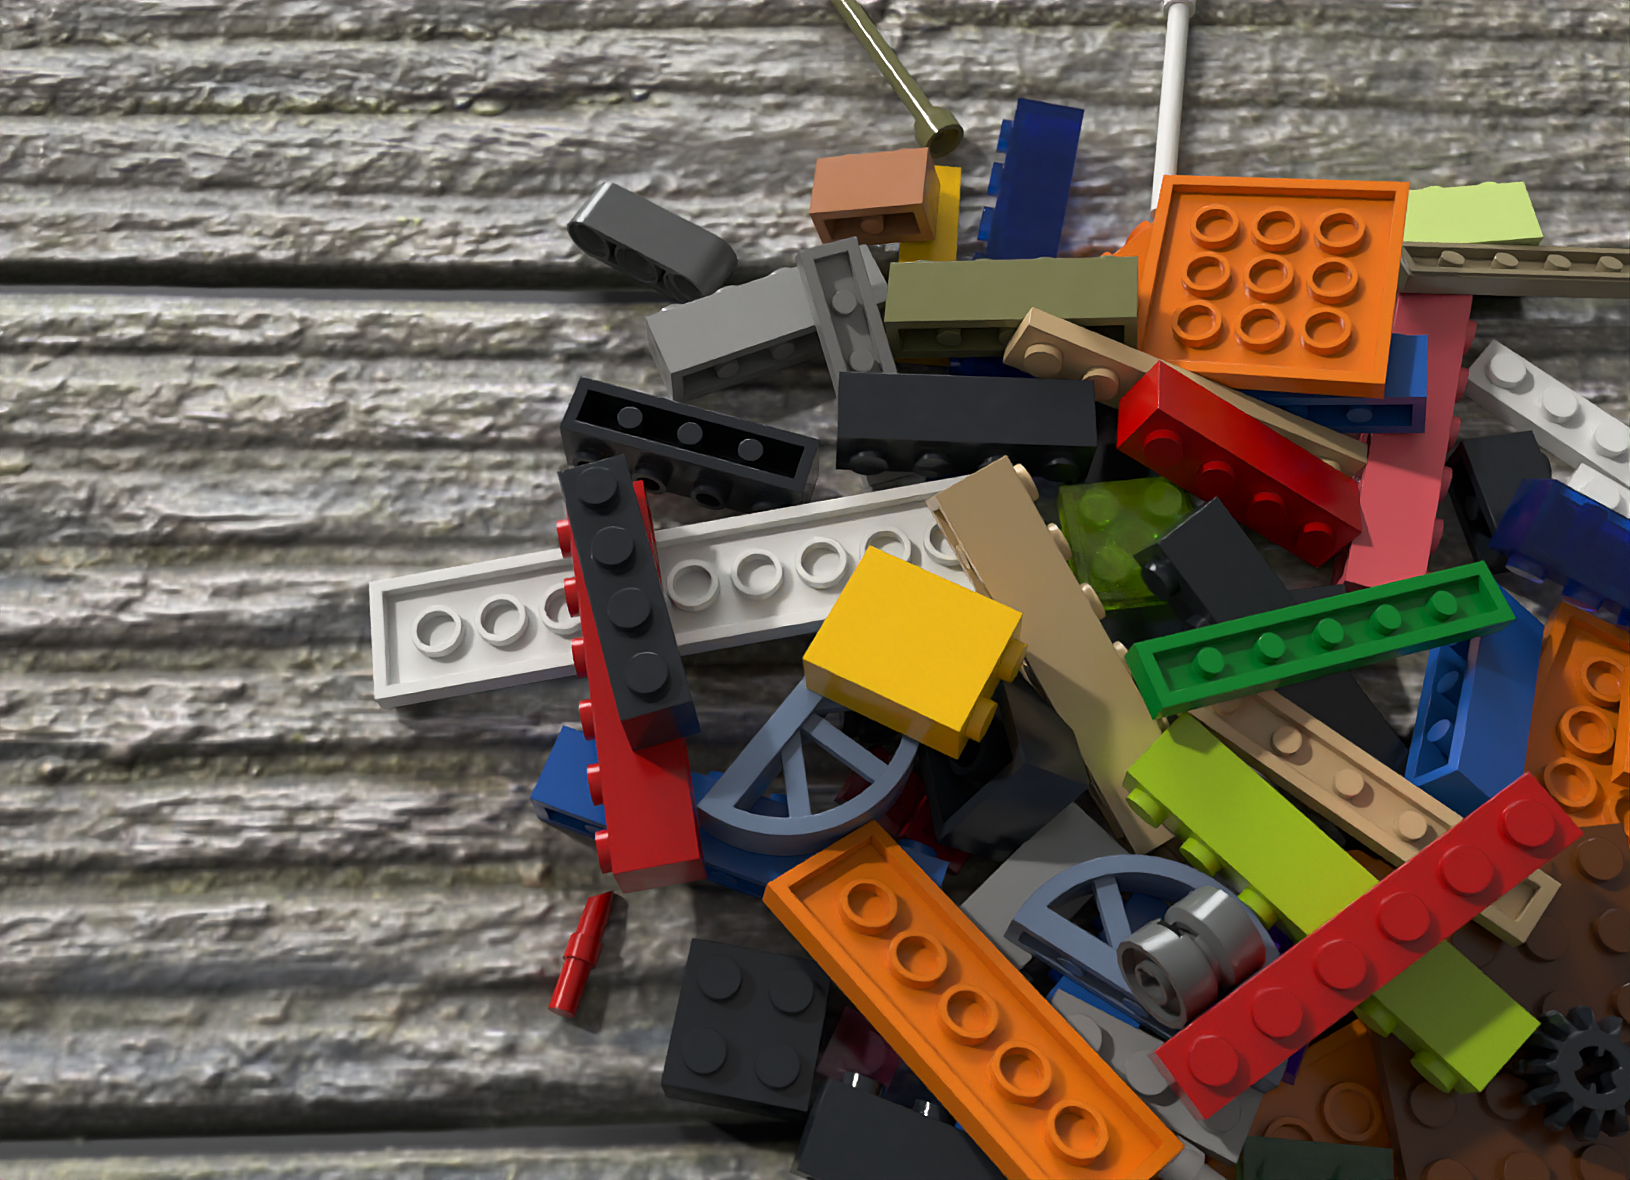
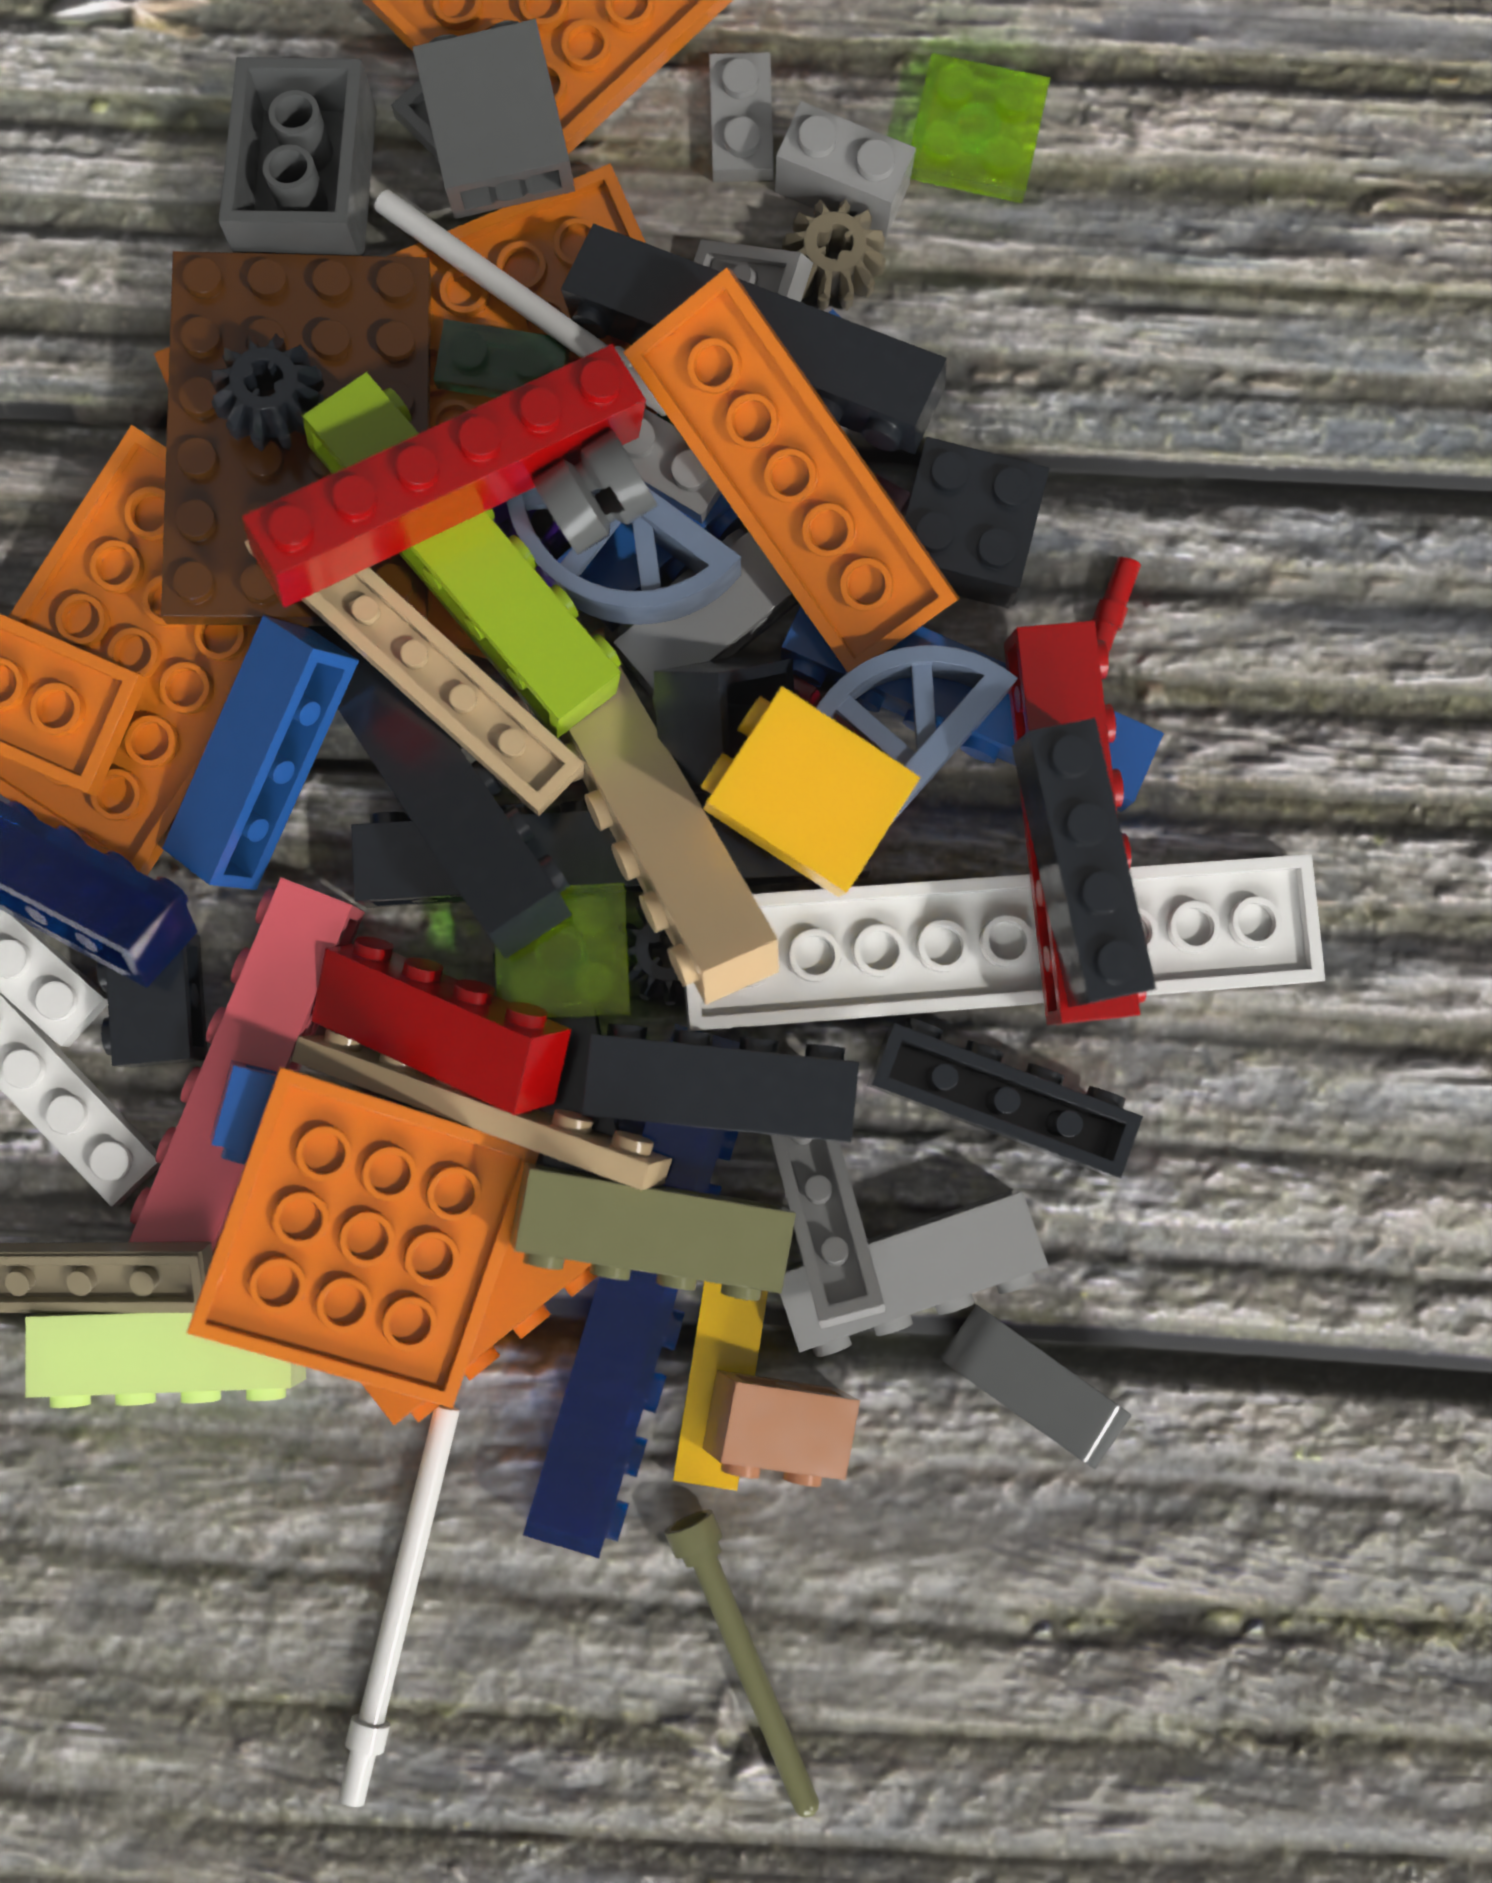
camera: 175 degrees left, 20 degrees up
(1316, 639) = (410, 786): green plate -> none

